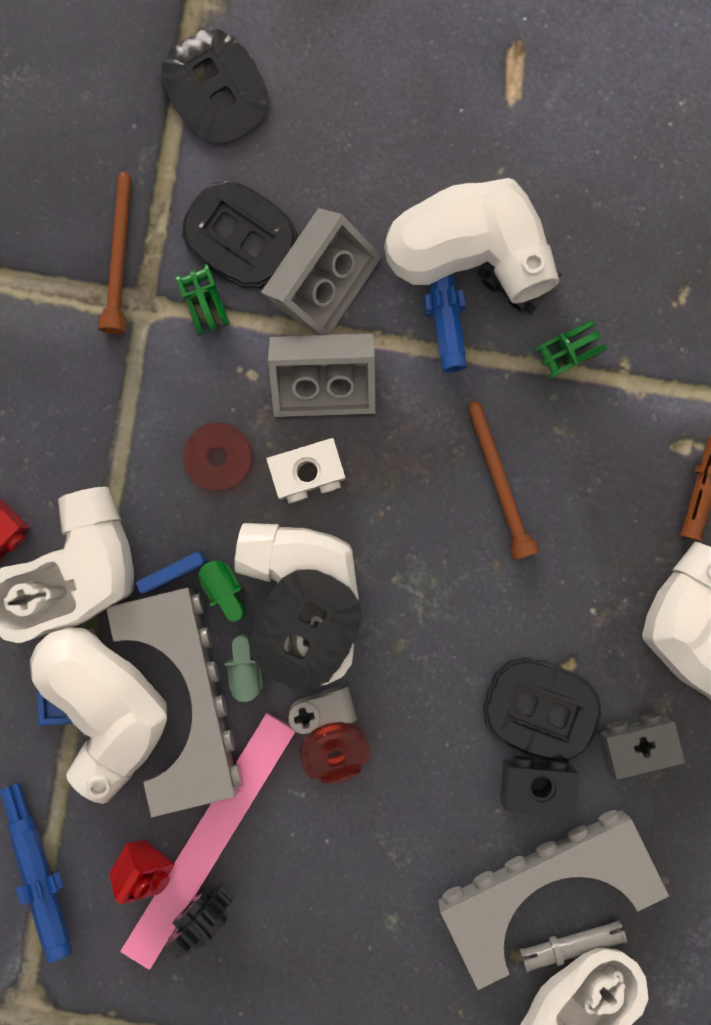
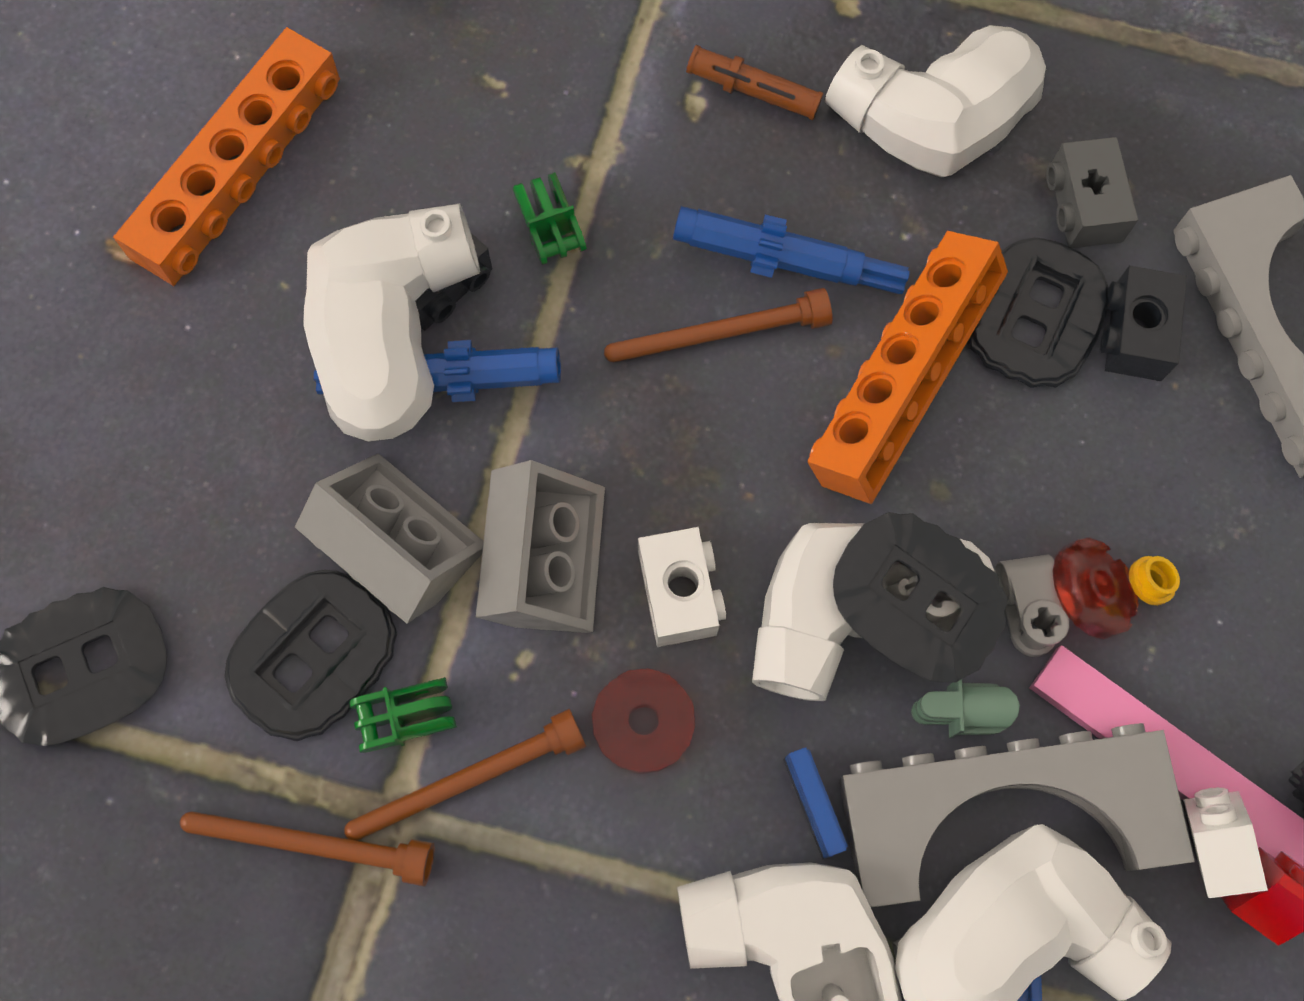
camera: 95 degrees left, 15 degrees down
(165, 837) = (1224, 843): none -> white brick
(200, 403) = (558, 736): none -> dark orange piece
(223, 588) = (846, 728): green arm -> none
(351, 801) = (1154, 579): none -> yellow plate
(529, 649) = (908, 366): none -> orange brick
(565, 513) = (773, 247): none -> blue piece
(611, 107) = (206, 162): none -> orange brick

